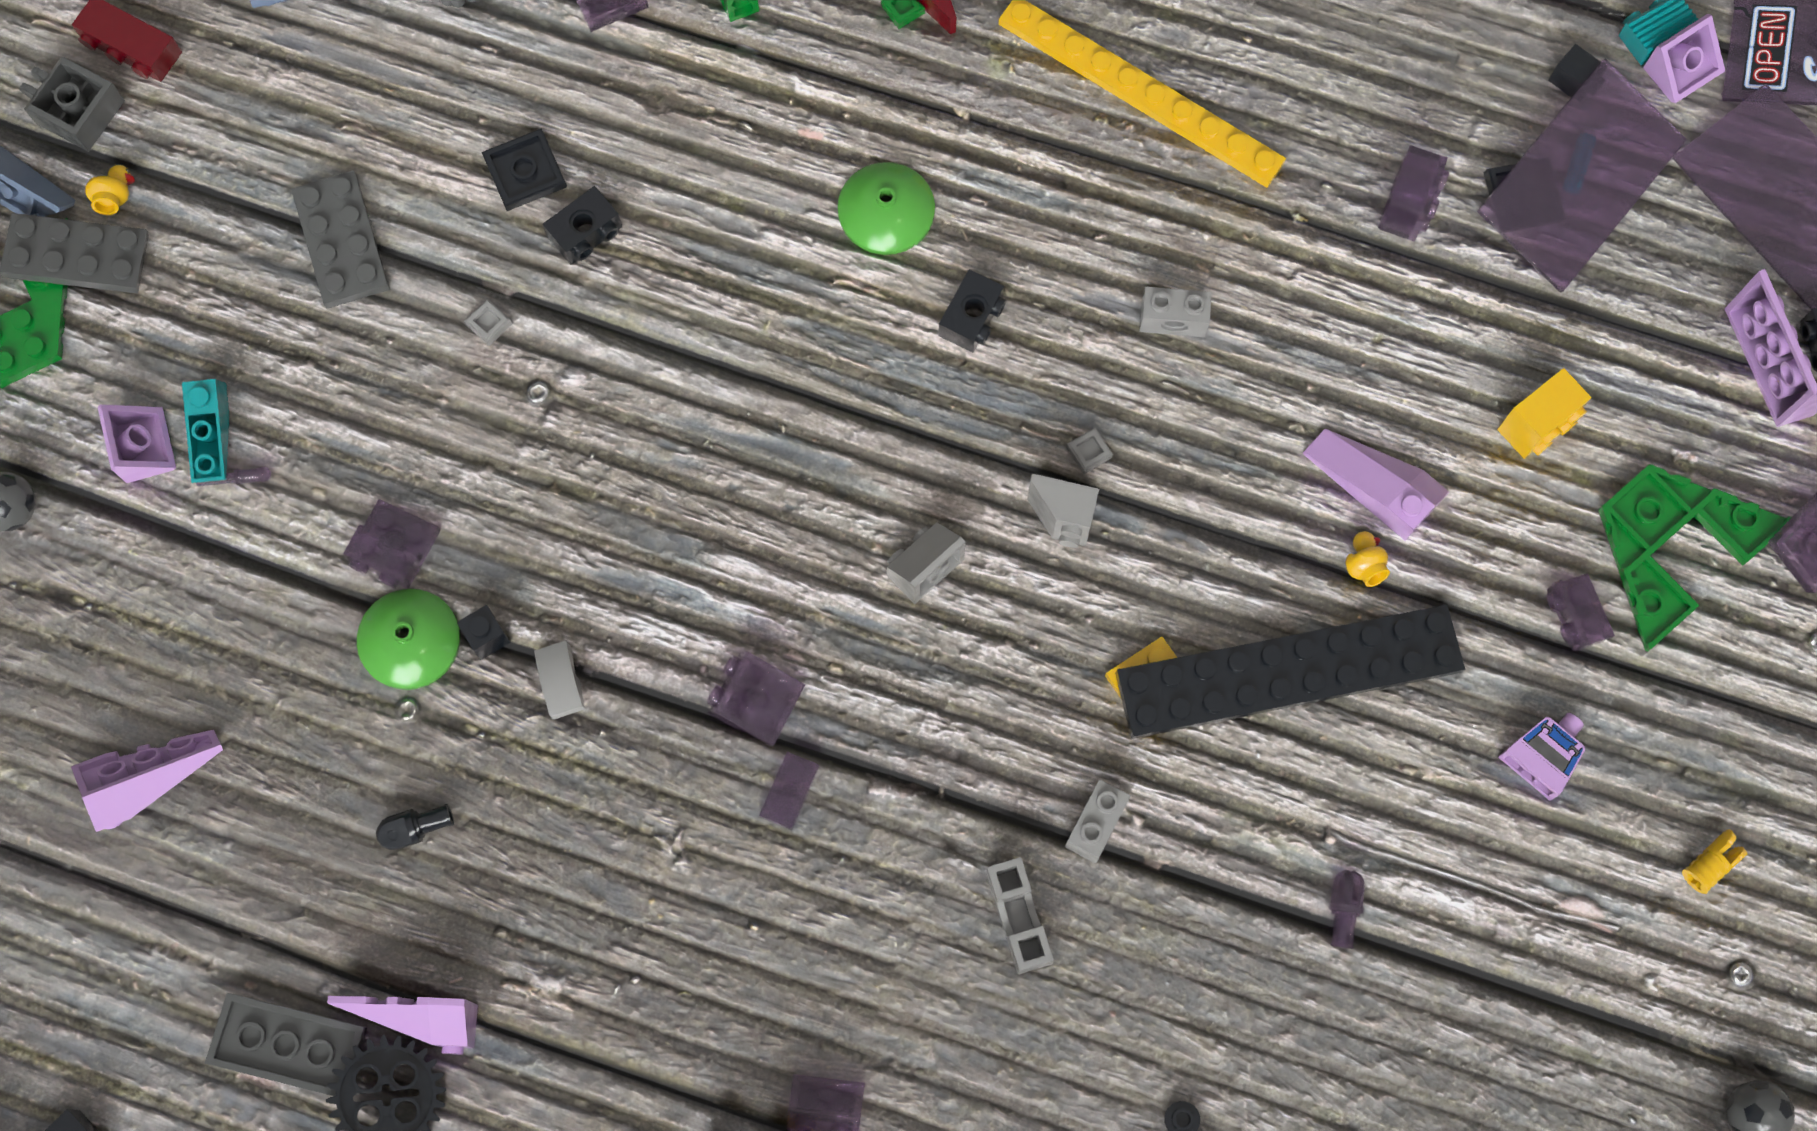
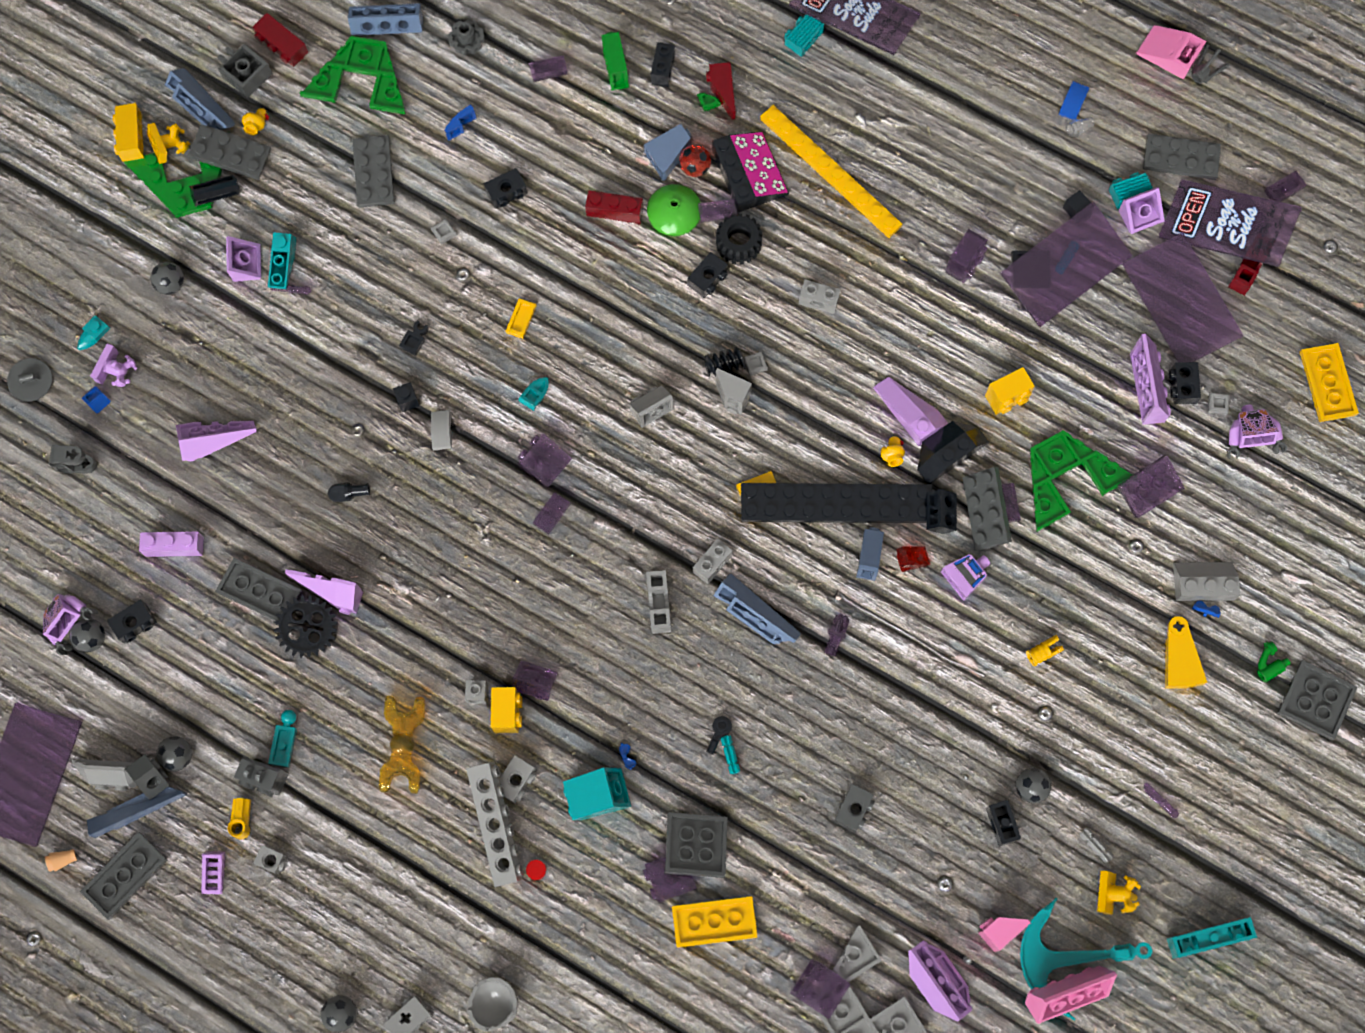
camera: 15 degrees right, 0 degrees up
(60, 326) = (214, 190): none -> black piece
(105, 990) = (171, 544): none -> lavender brick
(280, 43) = (360, 57): none -> green wing
(391, 545) = (367, 341): clear purple plate -> none
(422, 654) = (368, 403): bright green dish -> none
(470, 133) = (455, 126): none -> blue slope
(475, 528) = (413, 340): none -> black plate
(524, 169) = (480, 151): black plate -> none
(658, 450) = (521, 318): none -> yellow tile
(712, 579) = (534, 393): none -> teal plate
(781, 222) = (614, 207): none -> dark red brick
(852, 106) = (666, 149): none -> sand blue slope
(905, 115) = (695, 160): none -> clear red piece
(962, 195) = (716, 210): none -> clear purple plate
(999, 114) = (749, 169): none -> slope
(1018, 213) = (742, 225): none -> black tyre
(1035, 458) = (724, 361): none -> black piece
(1192, 897) = (754, 611): none -> sand blue wedge
(1372, 751) = (870, 554): none -> sand blue slope
(1444, 743) = (912, 557): none -> clear red slope
(1459, 536) = (948, 449): none -> black wedge
(1478, 650) = (941, 511): none -> black brick
(1555, 630) = (987, 509): none -> dark grey plate

